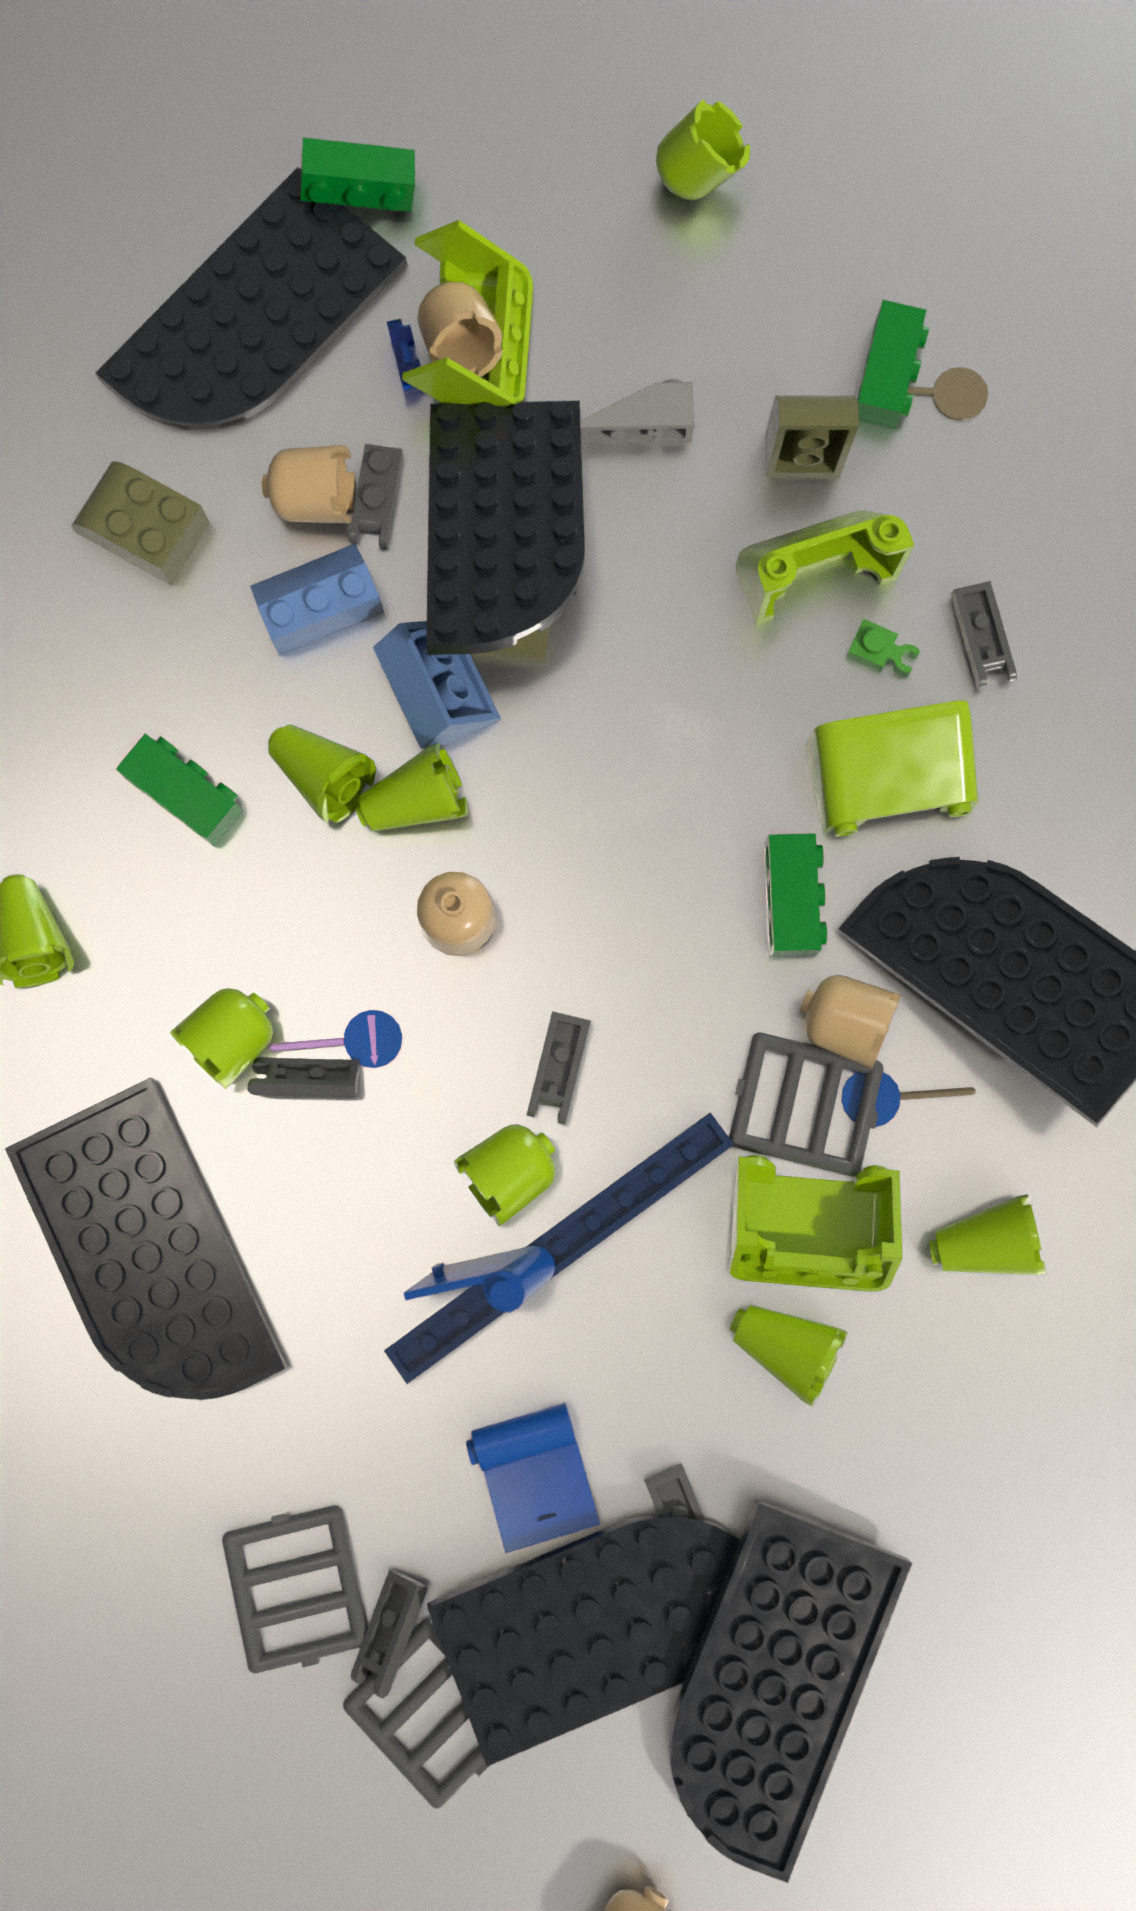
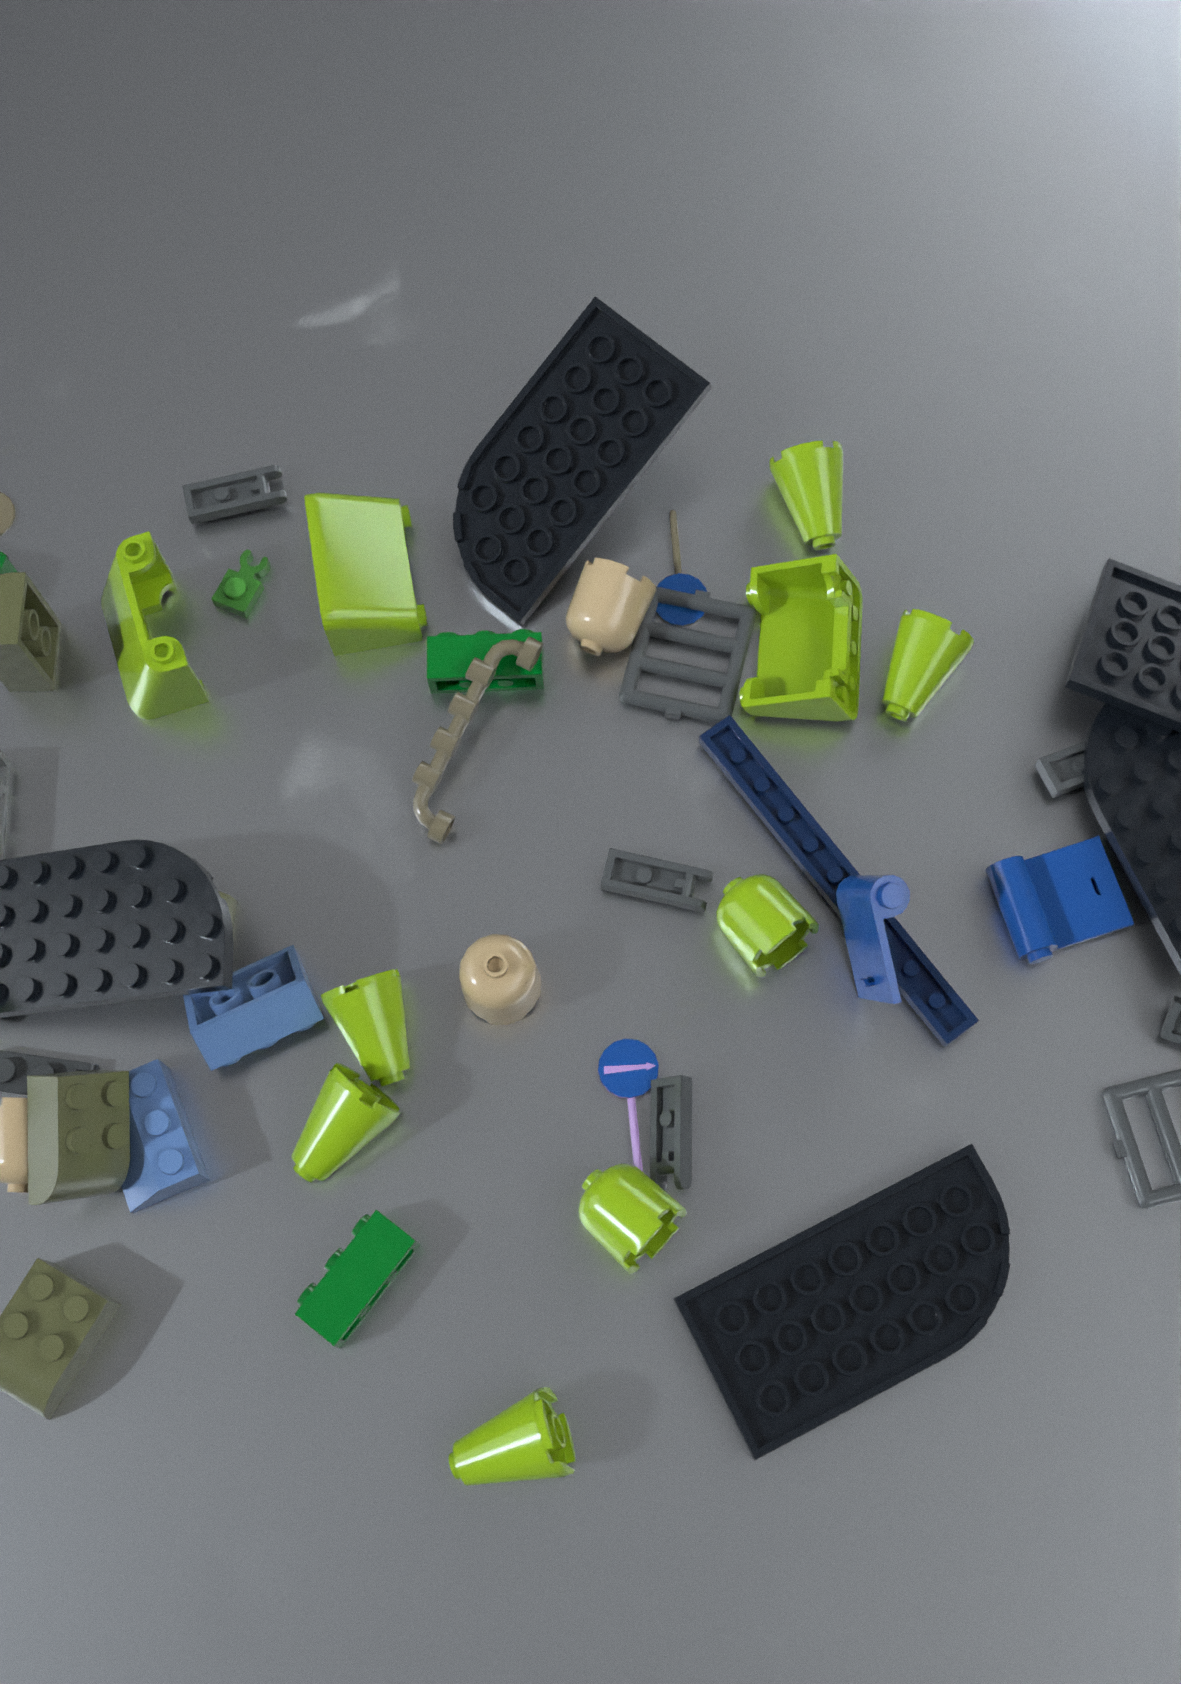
camera: 85 degrees left, 10 degrees down
(310, 528) = (77, 1134): none -> olive brick
(734, 871) = (447, 741): none -> dark tan bar

